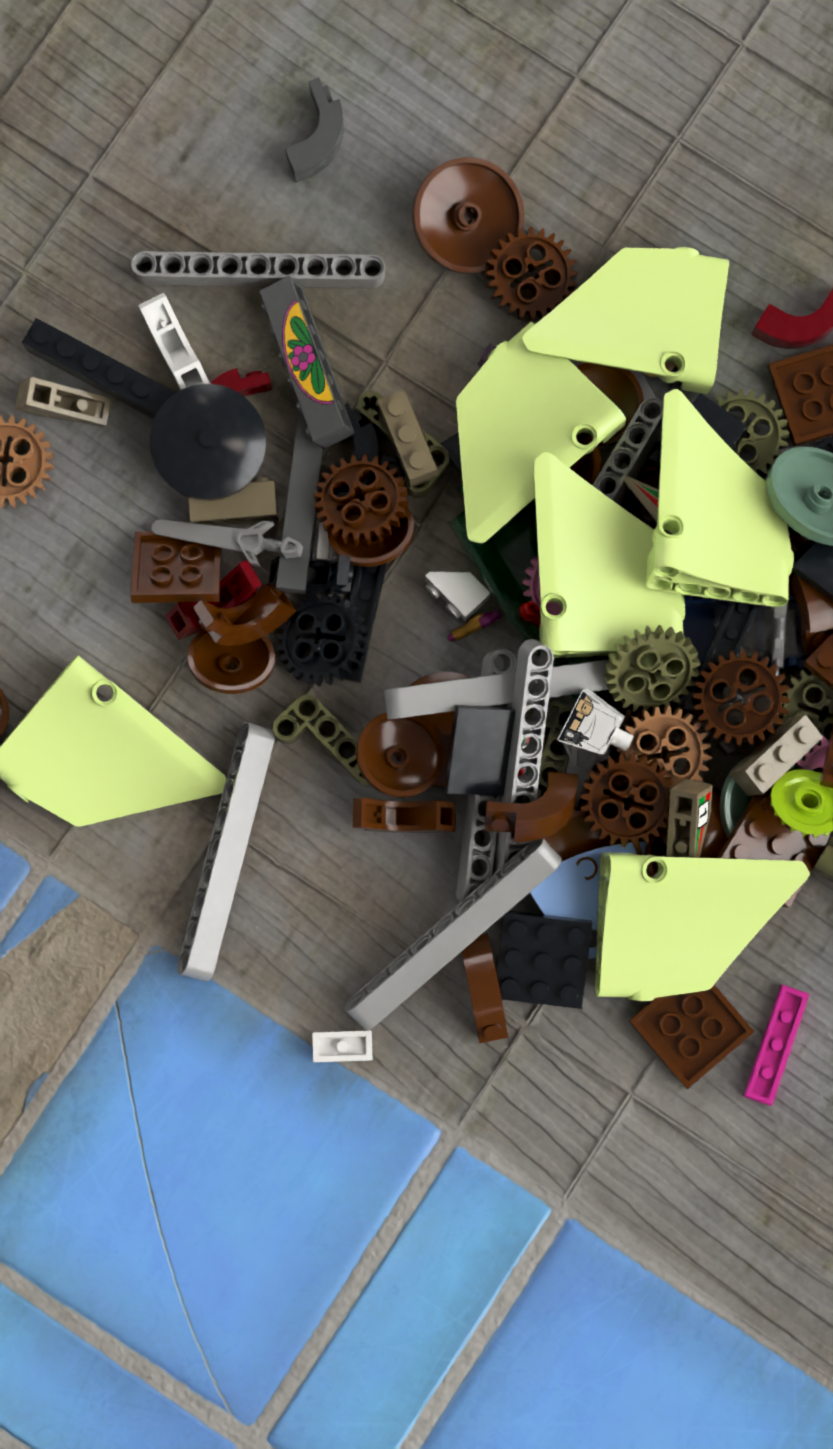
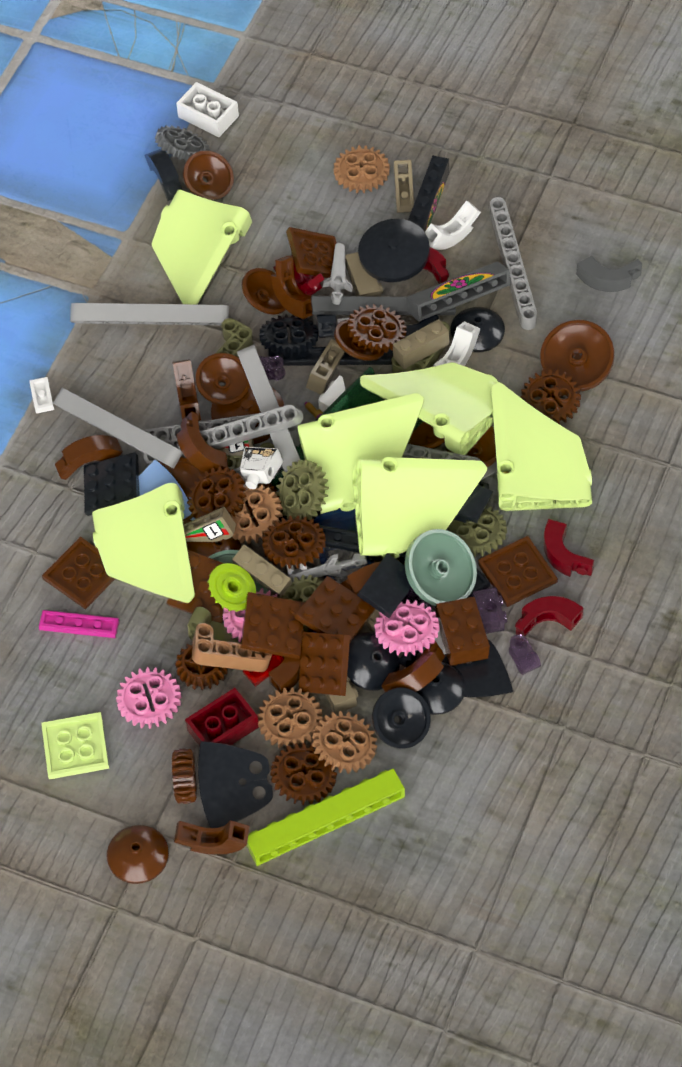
camera: 80 degrees right, 25 degrees down
(371, 689) = (270, 367): none -> clear purple piece
(372, 370) = (490, 324): none -> black dish
(400, 594) = (325, 368): none -> dark tan slope
(425, 398) = (462, 345): none -> white arch
(479, 750) = (229, 405): black tile -> none

